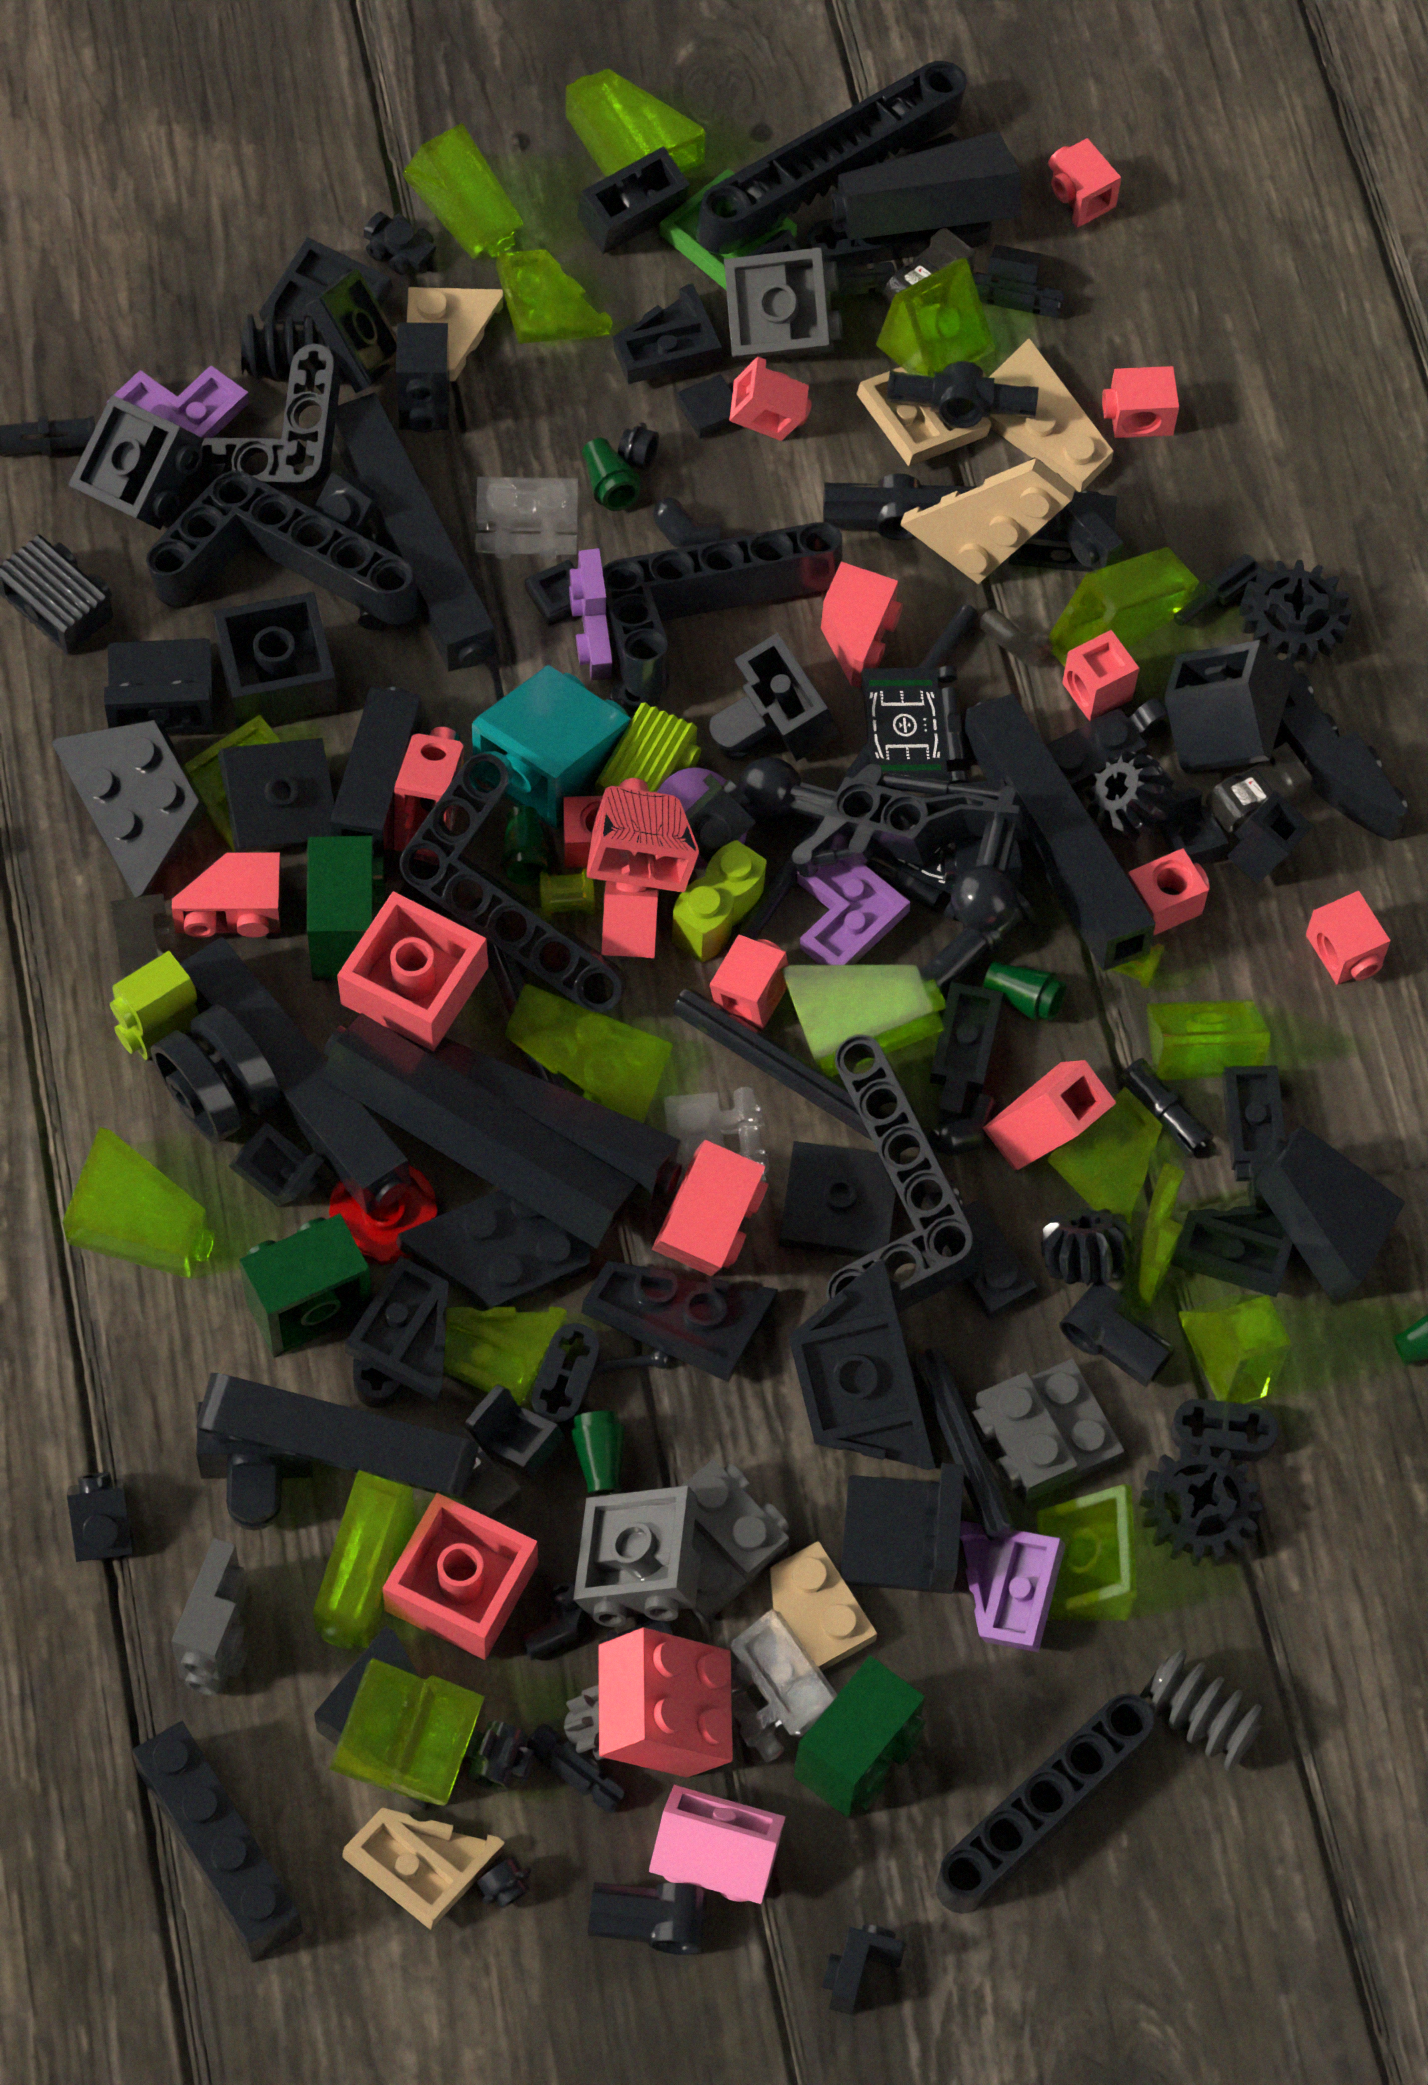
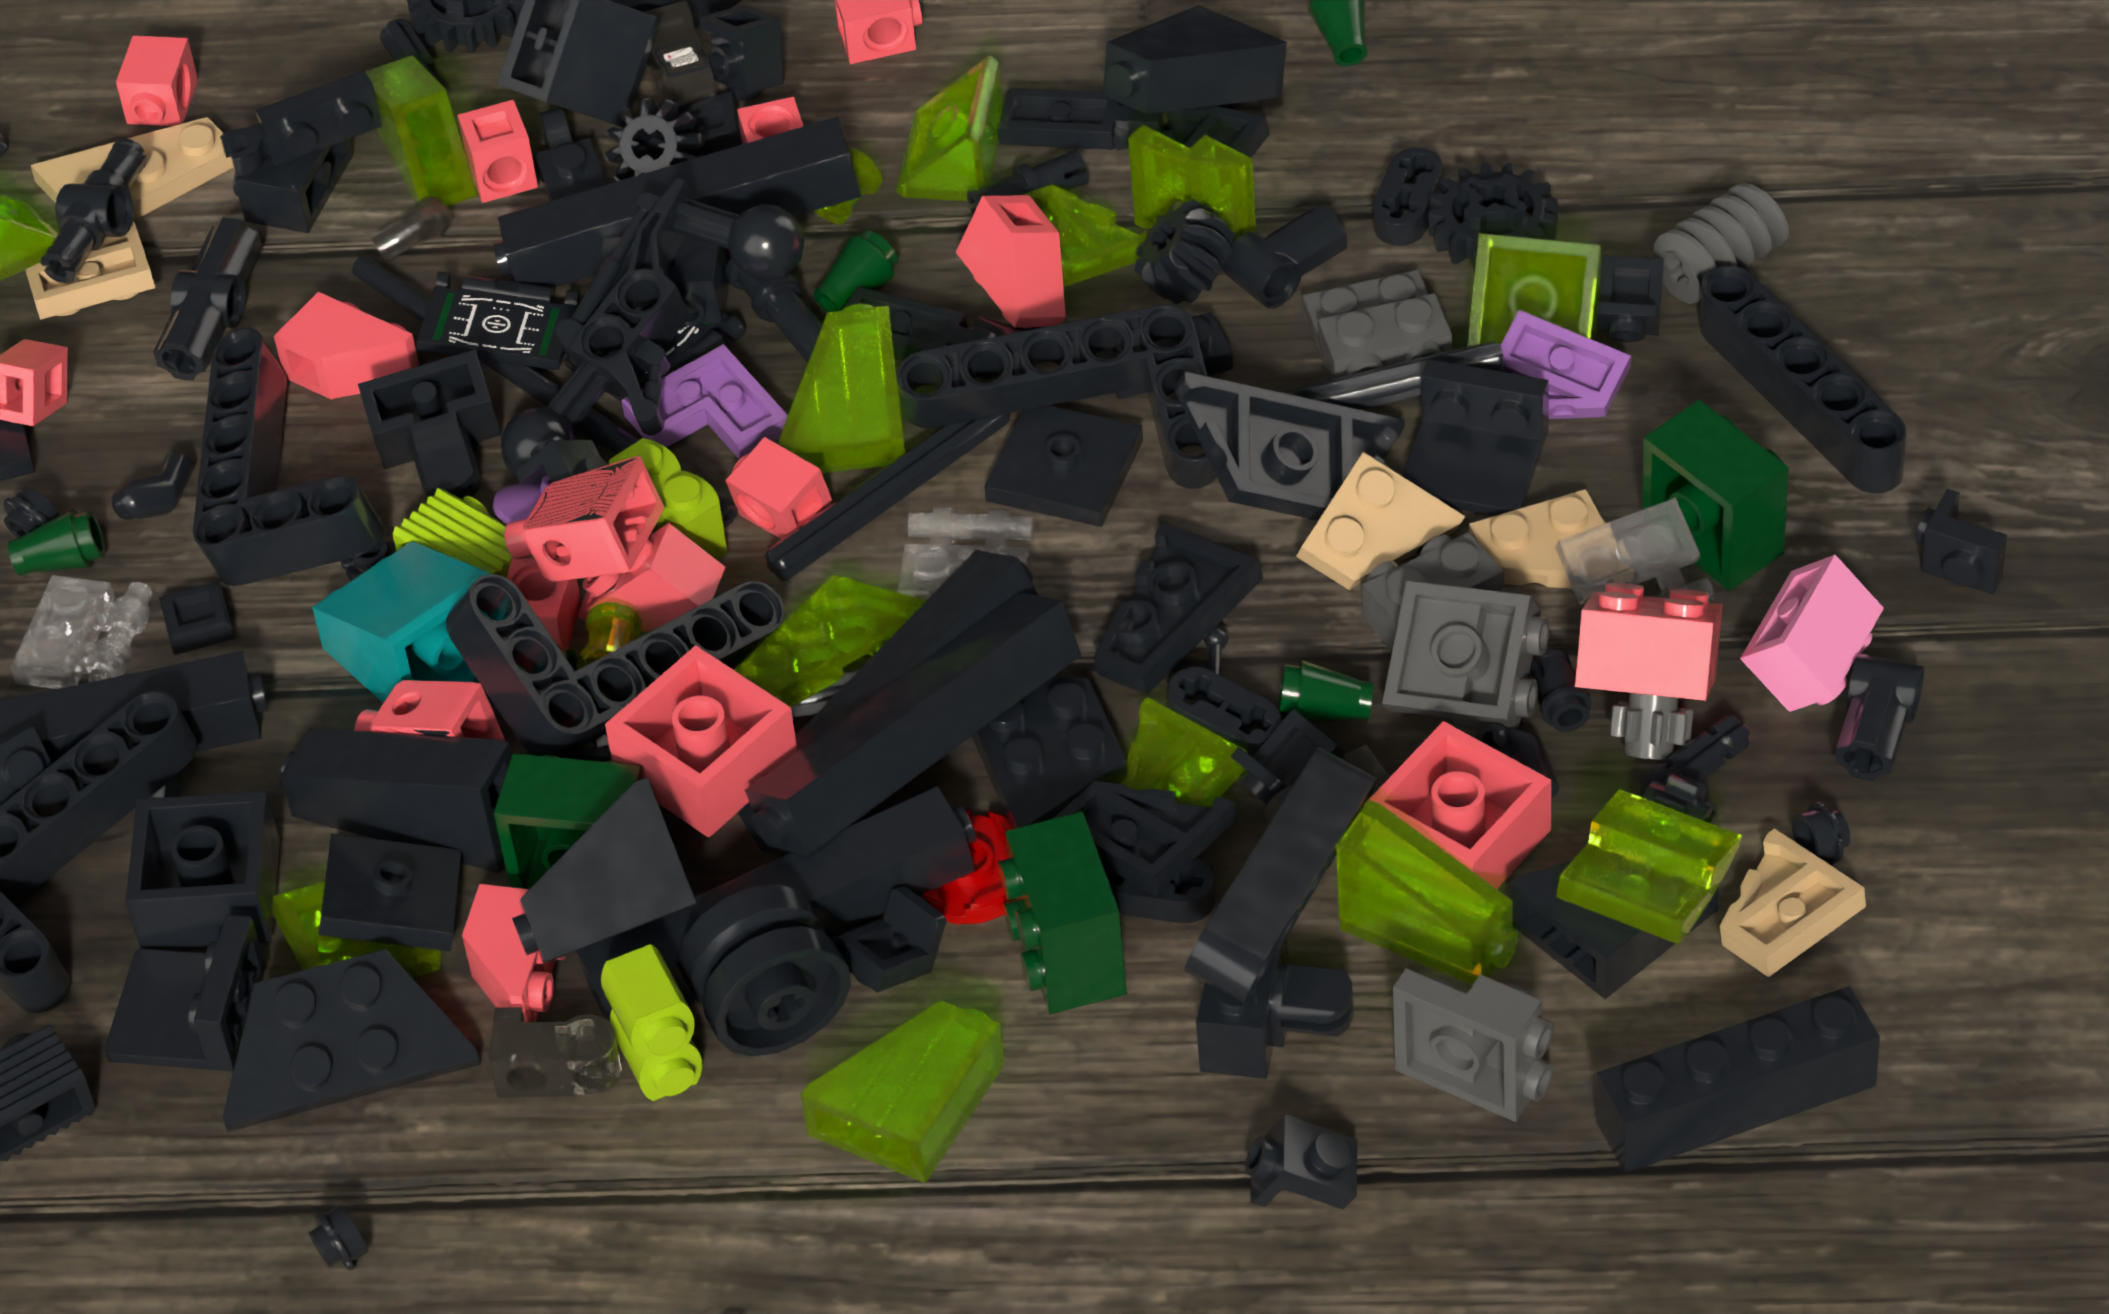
camera: 70 degrees left, 15 degrees down
(252, 937) = (607, 882): none -> black slope
(589, 601) = (243, 561): medium lavender plate -> none
(709, 1209) = (1072, 529): coral brick -> none
(800, 1462) = (1374, 521): none -> tan wing
(992, 520) = (284, 195): tan wing -> none
(1117, 1639) = (1630, 297): none -> black bracket
(1238, 1345) = (1324, 145): clear neon green slope -> none

